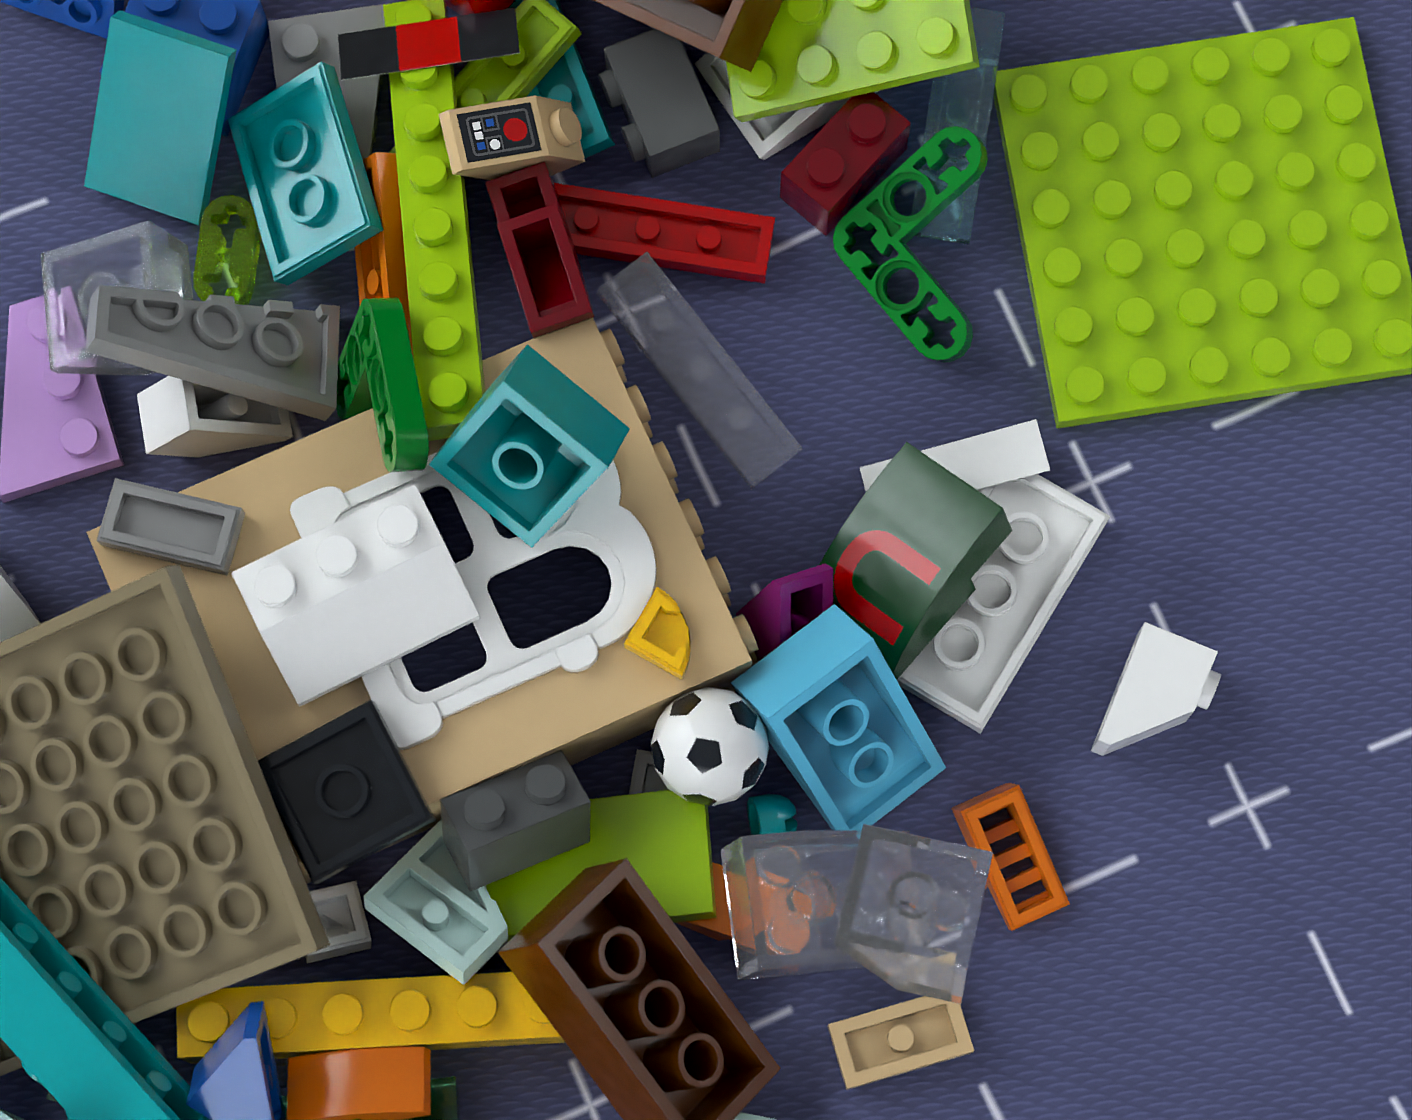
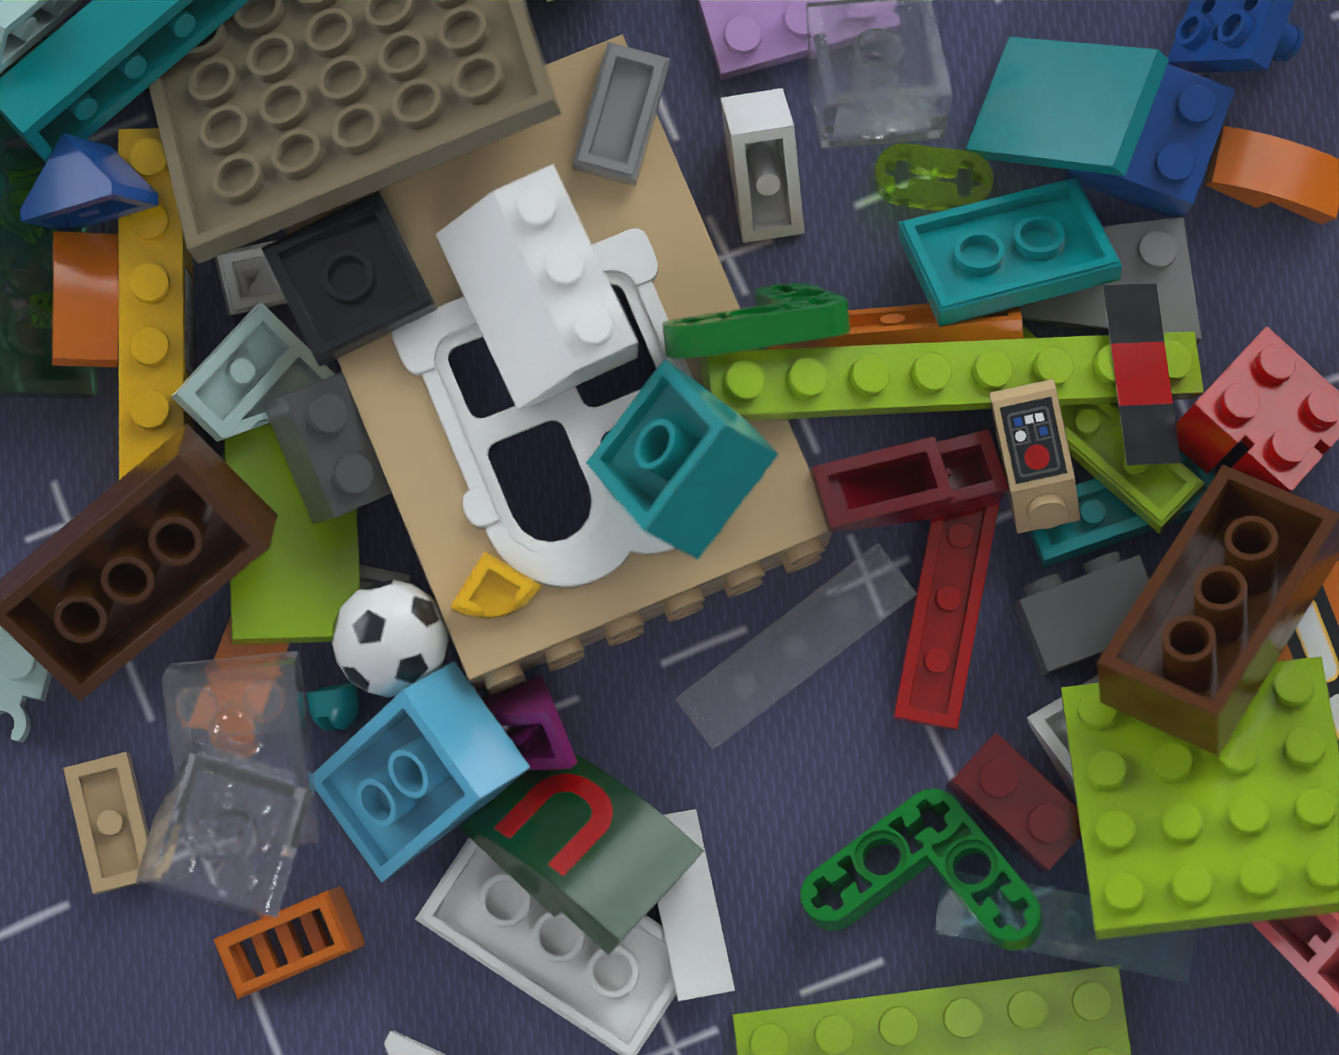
camera: 85 degrees right, 5 degrees up
(244, 350) = (817, 187): light grey wing -> none

